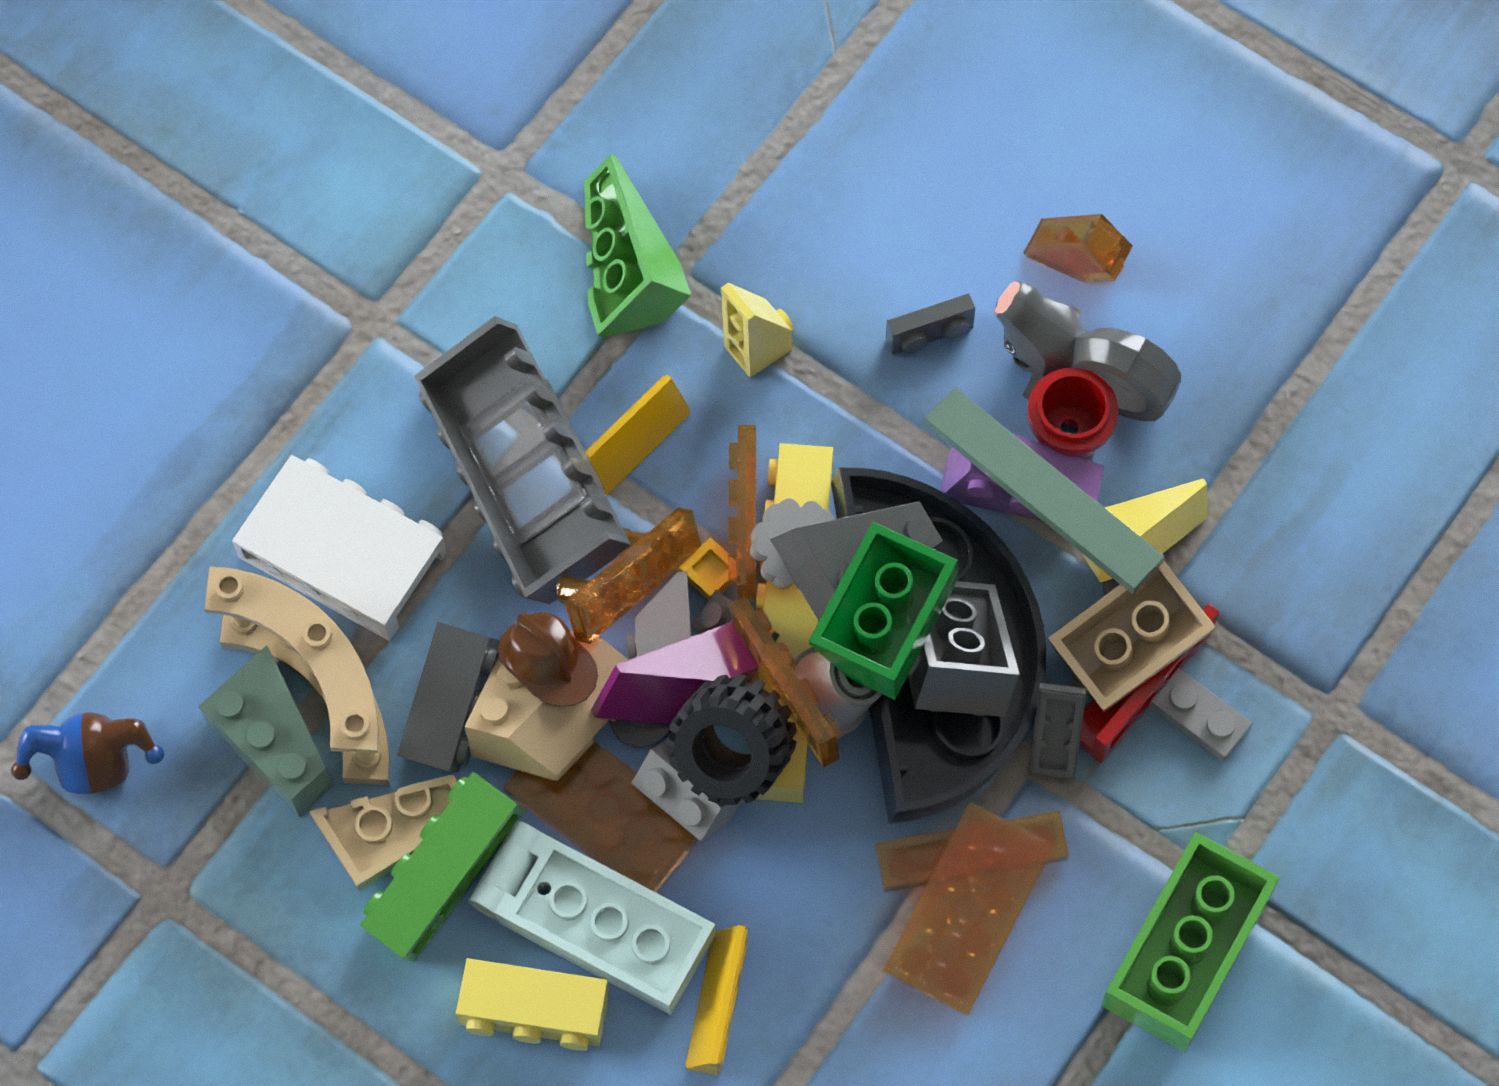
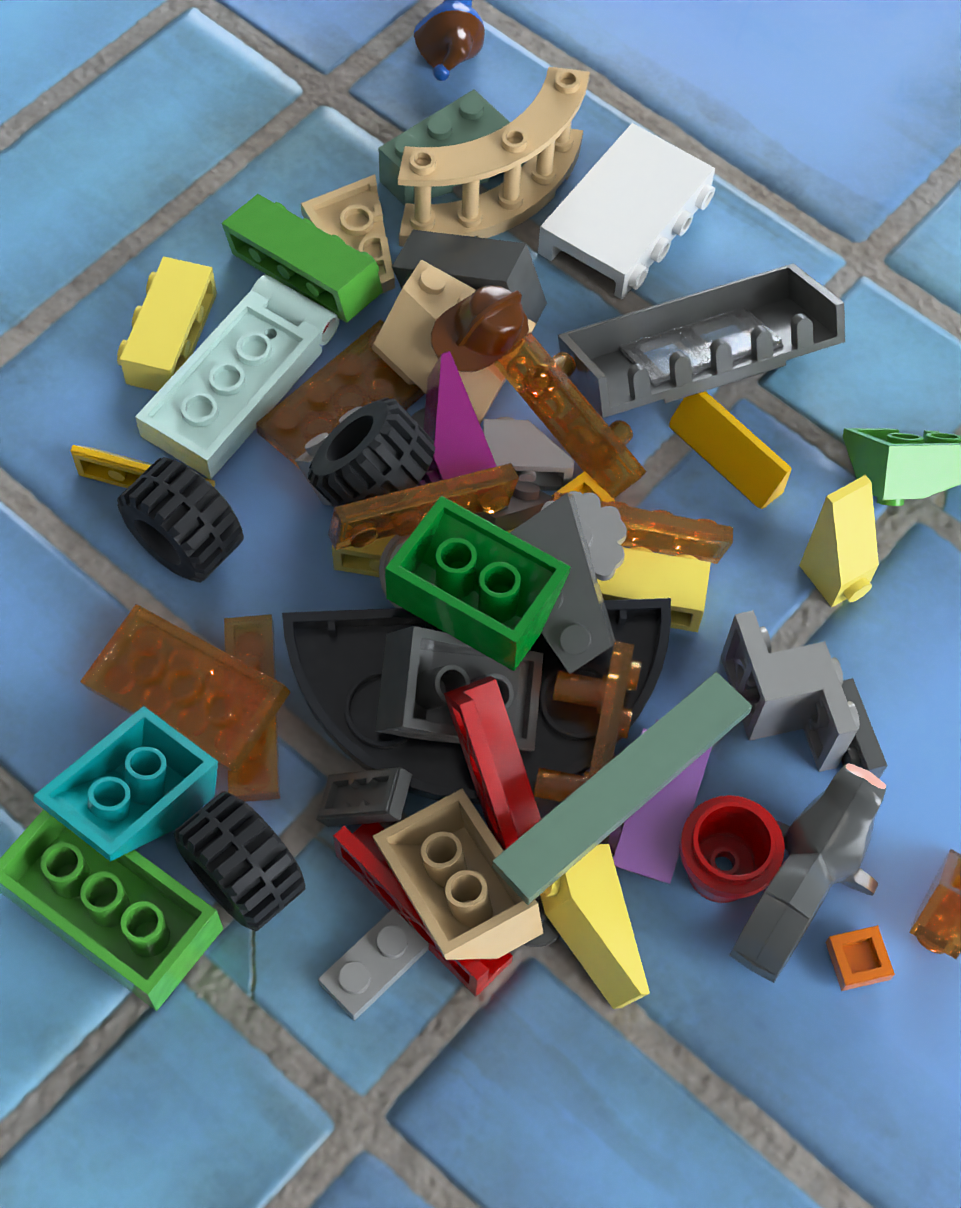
camera: 90 degrees right, 5 degrees down
(795, 933) = (180, 519): none -> black tyre
(907, 373) = (790, 690): none -> light grey bracket
(975, 513) = (614, 722): none -> clear orange plate
(1032, 604) = (493, 759): none -> red fence
(1086, 929) = (131, 786): none -> teal slope
(1139, 317) = (859, 958): none -> orange plate
(1143, 822) = (240, 860): none -> black tyre

